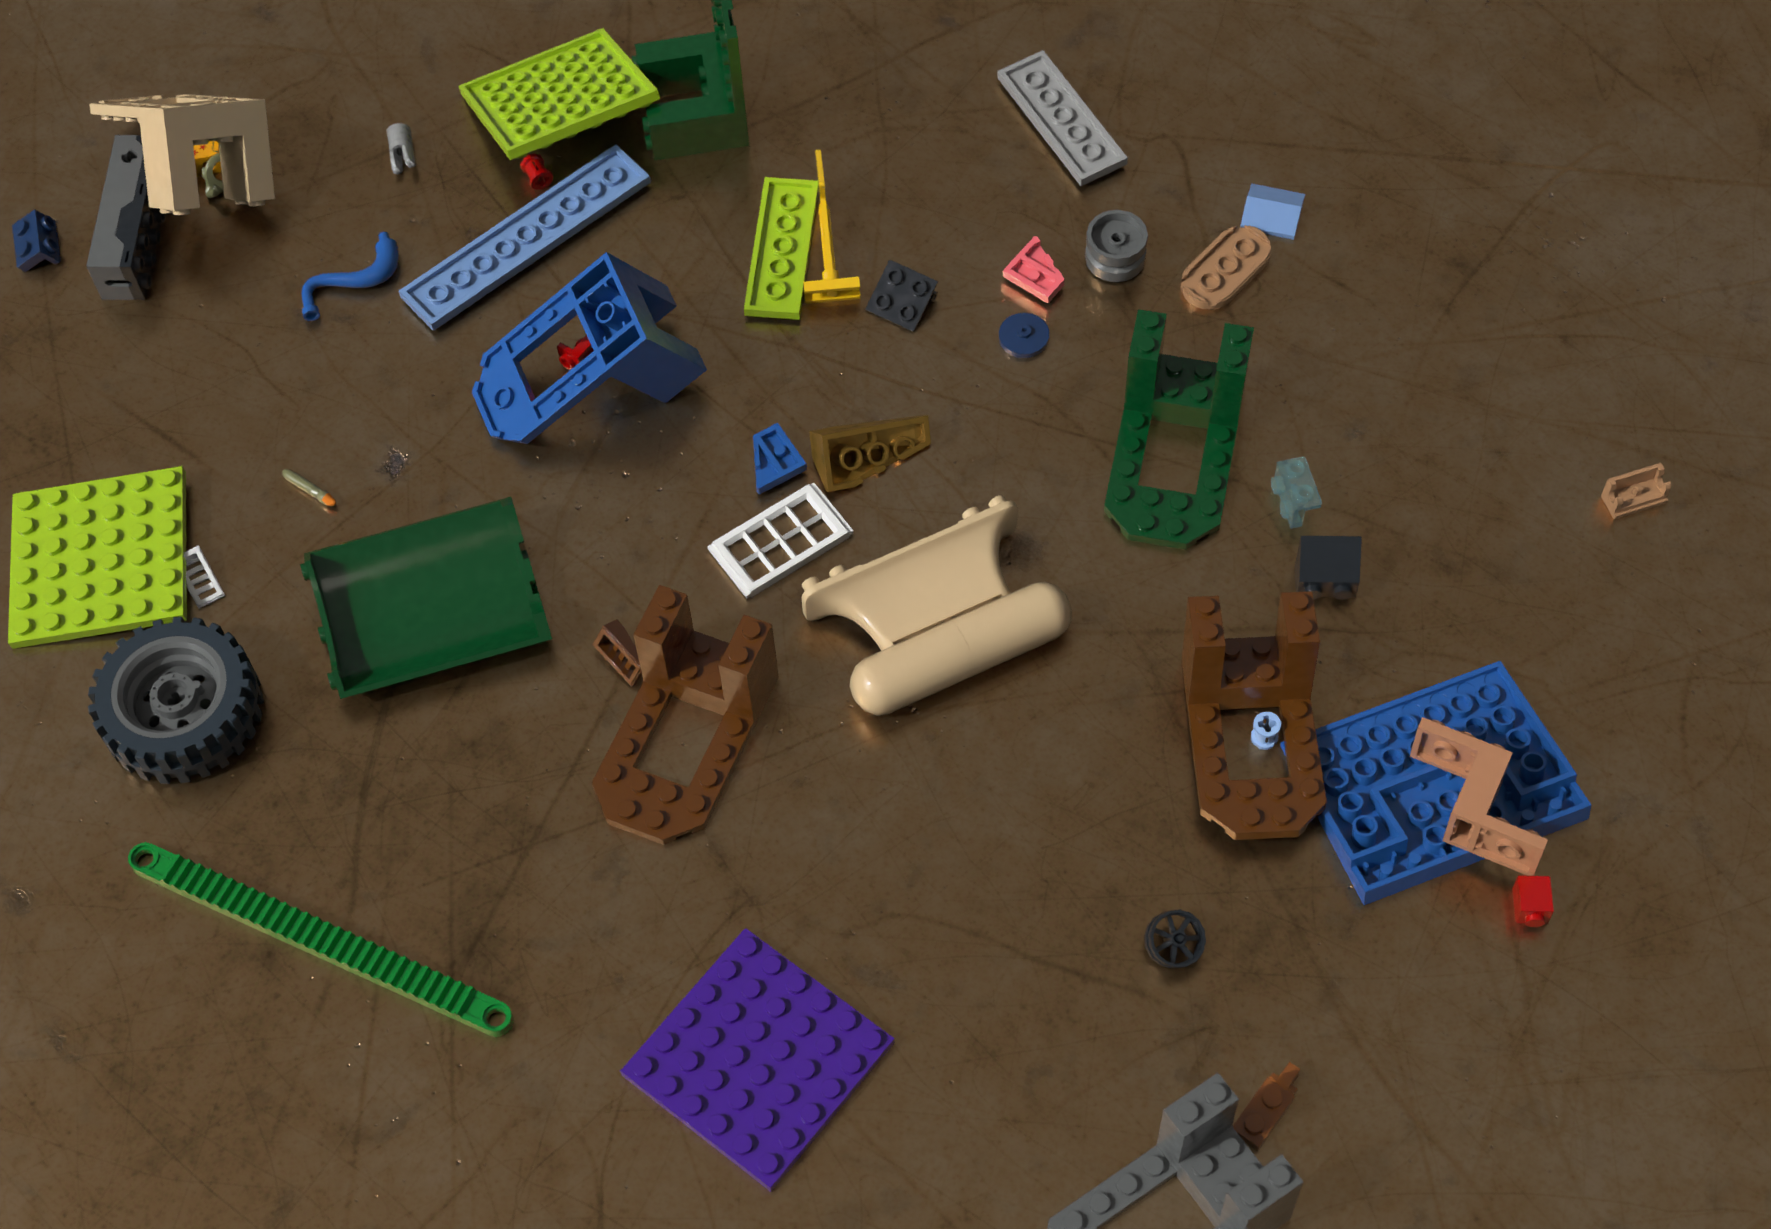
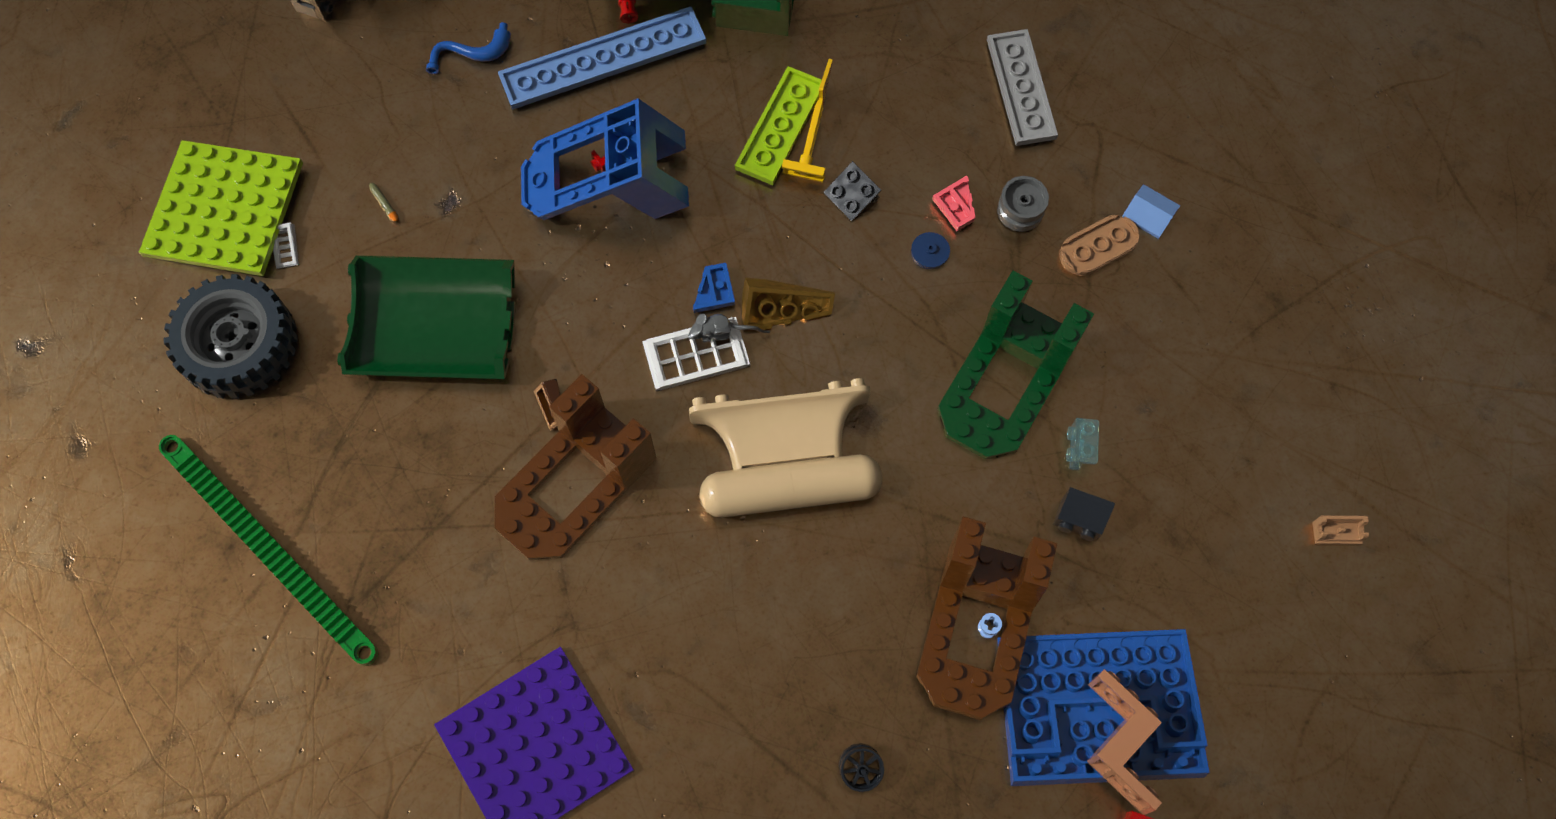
camera: 15 degrees right, 10 degrees up
(796, 498) = (716, 327): none -> dark grey animal

